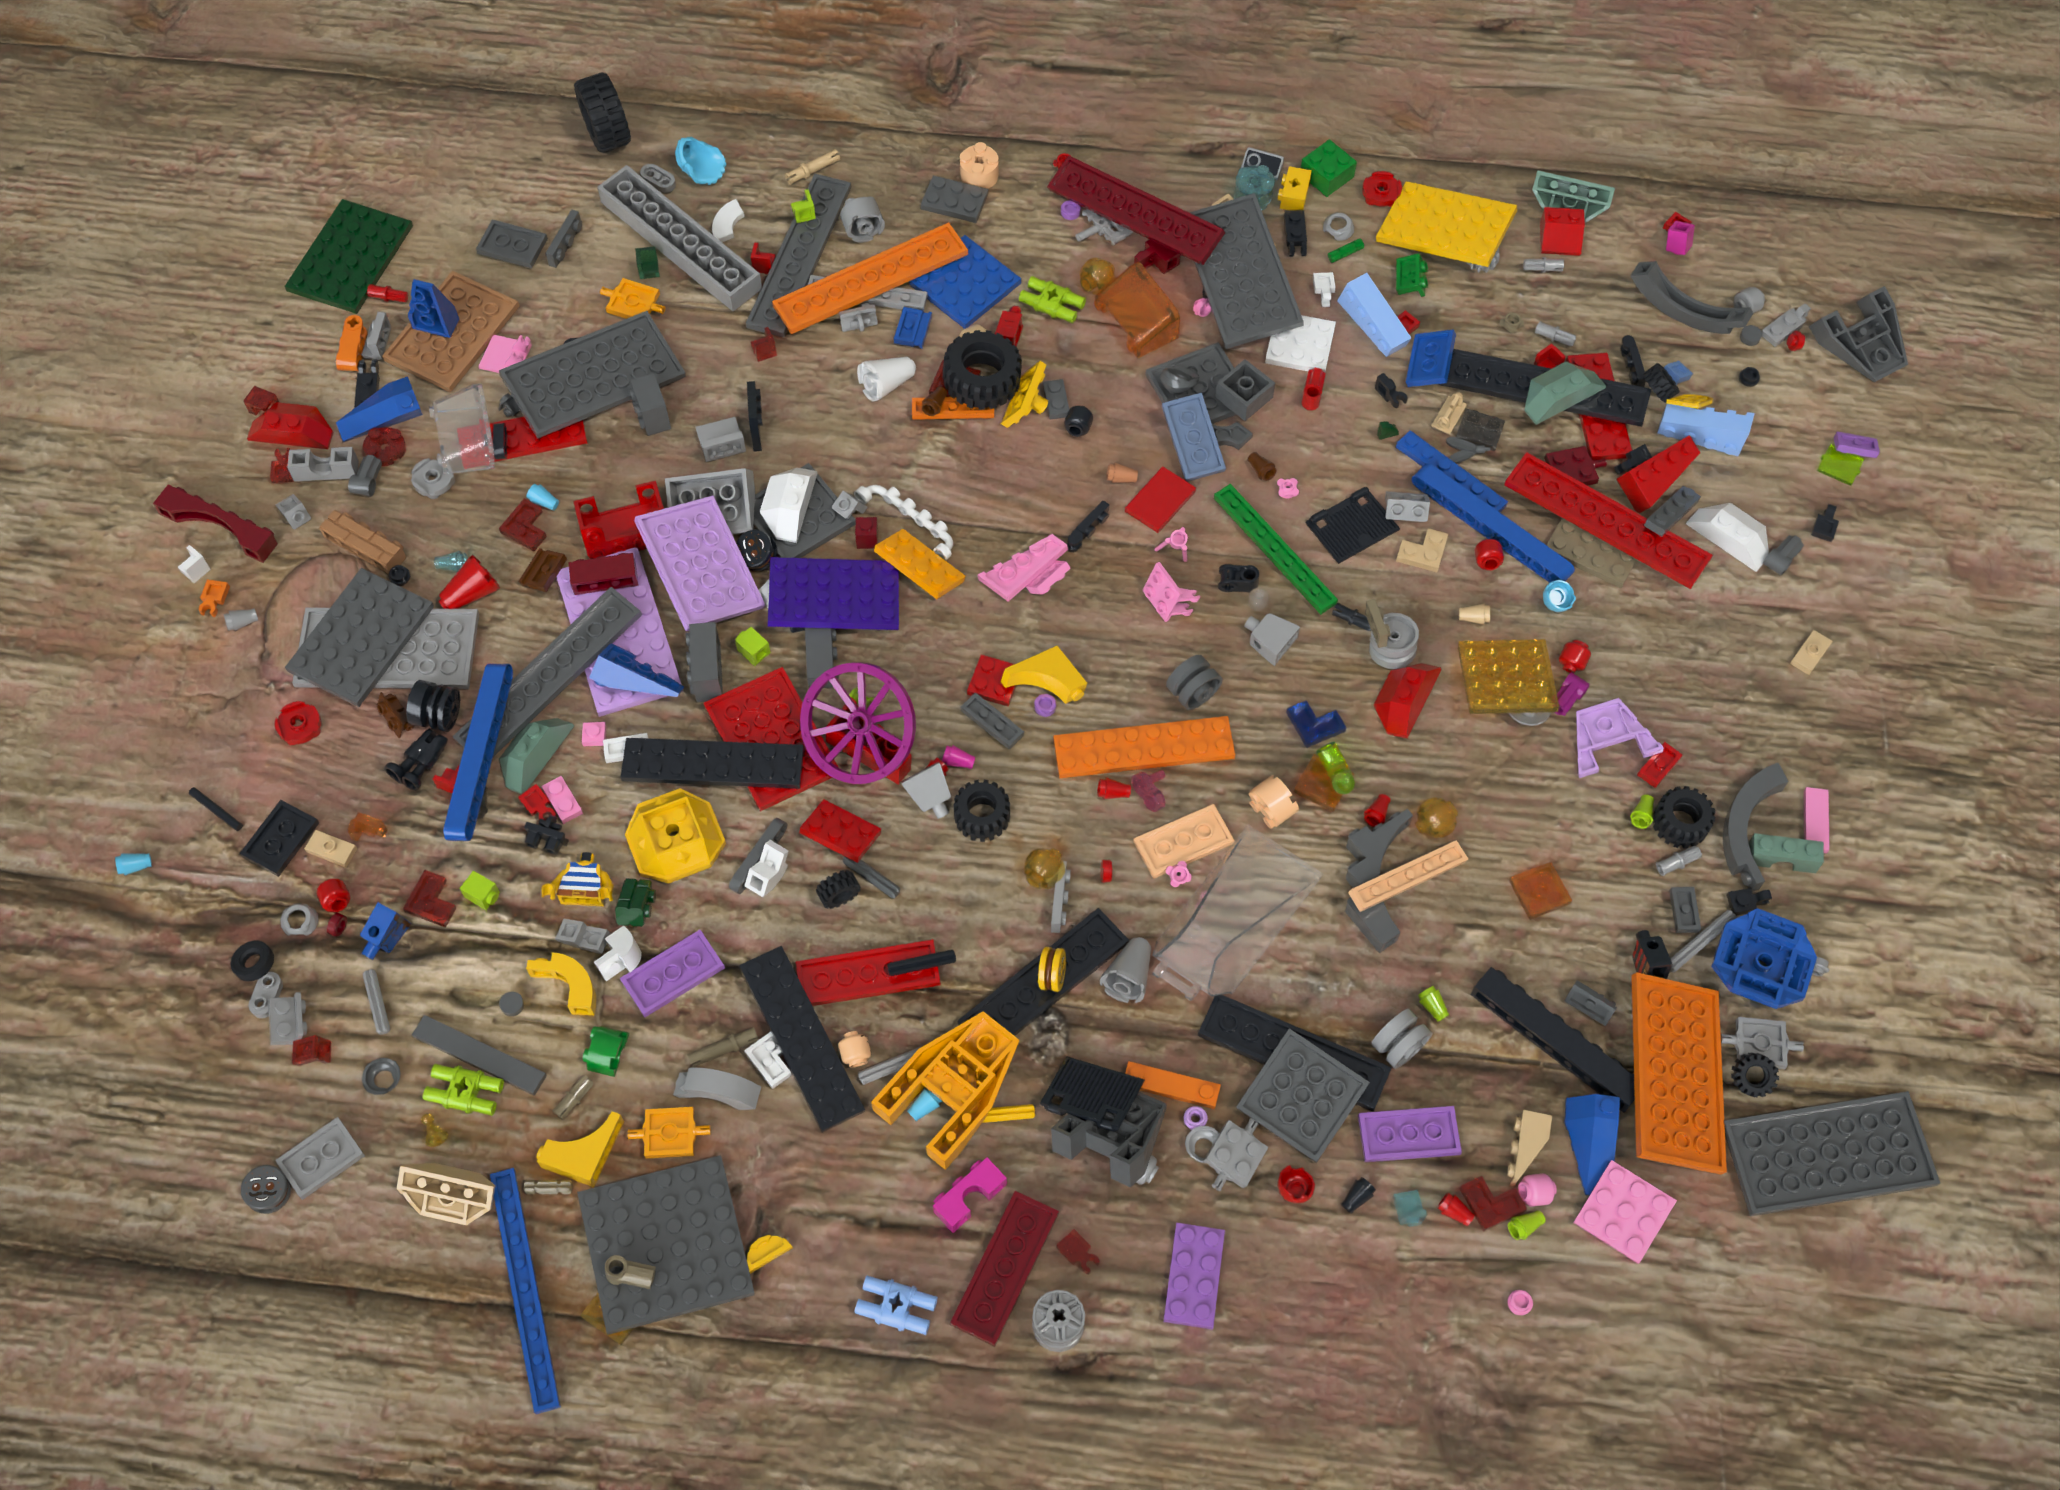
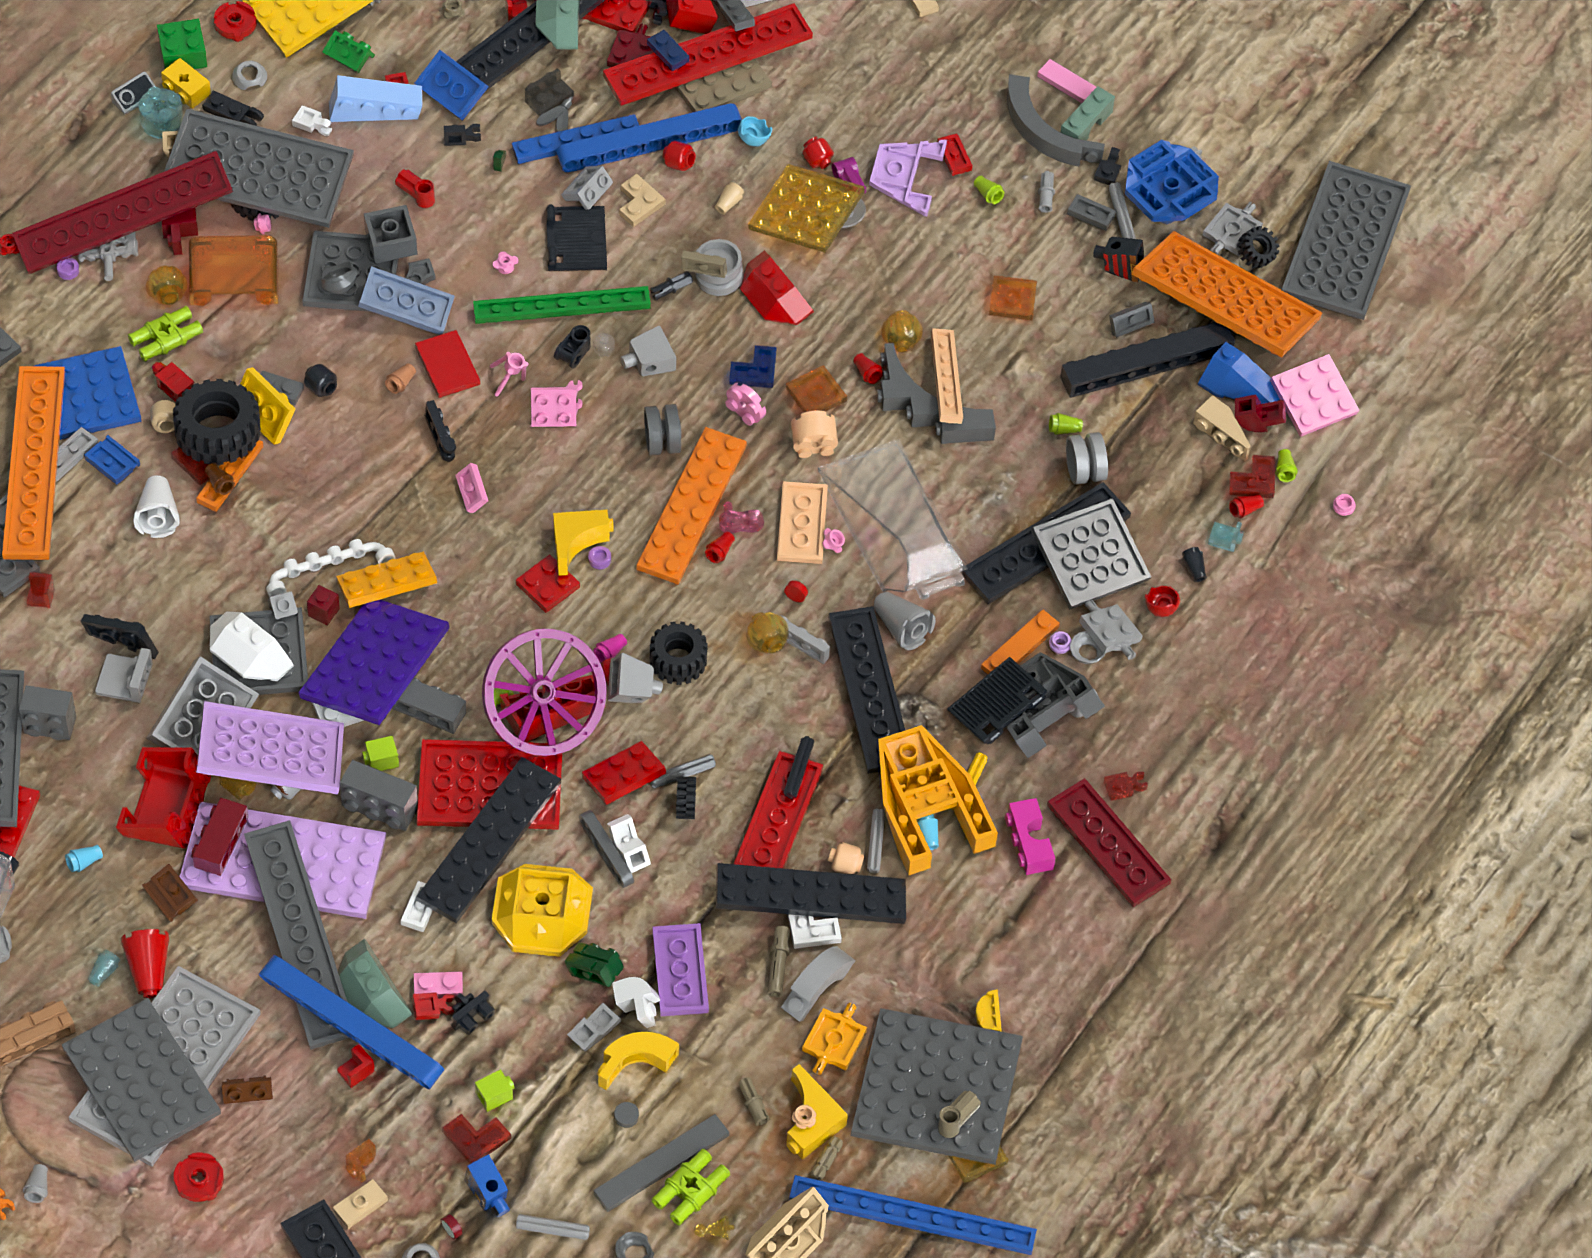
camera: 65 degrees left, 5 degrees down
(333, 895) = (417, 1217): red head -> none
(399, 575) = (84, 1021): black plate -> none
(423, 753) = (312, 1080): black piece -> none
(433, 705) = (270, 1043): black wheel -> none
(520, 528) = (103, 892): clear red plate -> none
(560, 1140) = (801, 1111): none -> light nougat plate
(581, 883) = (545, 999): torso -> none
(593, 733) = (384, 928): bright pink plate -> none
(605, 1050) = (724, 1055): green cylinder -> none
(620, 670) = (344, 869): wedge -> none
(757, 549) = (280, 697): black head -> none
(858, 317) = (69, 497): light grey hips -> none
(901, 1316) = (1094, 936): light blue pin -> none
(992, 721) = (590, 604): dark grey plate -> none
(1023, 568) = (447, 506): bright pink wing -> none
(1052, 969) = (872, 668): yellow head -> none
(1058, 1335) = (1180, 822): light grey wheel -> none
(1194, 1276) = (1193, 713): medium lavender plate -> none
(1264, 468) = (470, 269): reddish brown cone -> none
(1264, 737) = (745, 403): none -> bright pink plate
(1303, 346) = (367, 174): white plate -> none
(1336, 768) = (817, 371): clear neon green cylinder -> none
(1346, 250) = (282, 83): green axle -> none
(1409, 1134) = (1165, 502): medium lavender plate -> none
(1450, 413) = (514, 105): tan hinge -> none
(1537, 1190) = (1263, 441): bright pink head -> none
(1561, 1167) = (1257, 416): none -> dark red brick
(1583, 487) = (668, 50): none -> dark blue plate
(1691, 803) = (1018, 152): black tyre -> none

